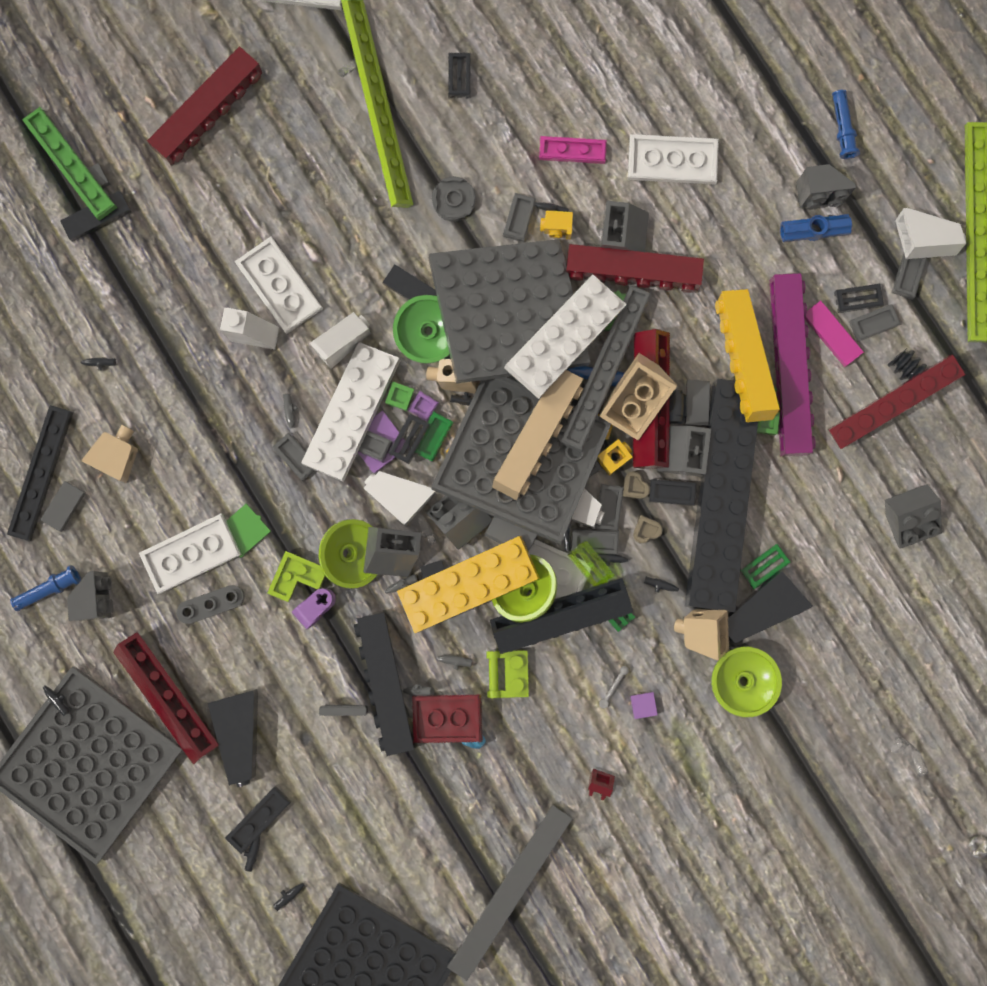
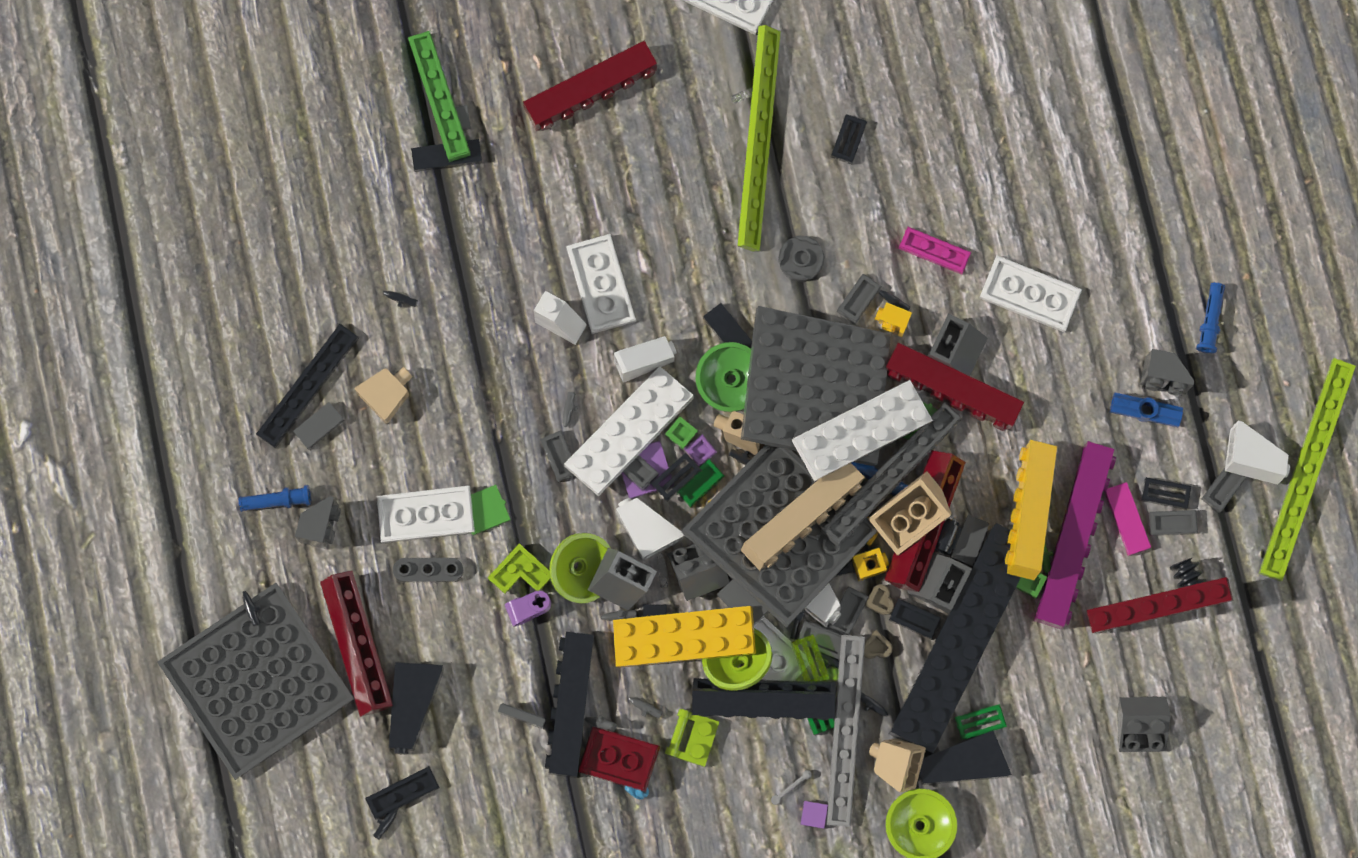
camera: 15 degrees right, 5 degrees down
(646, 618) = (845, 730): none -> light grey tile

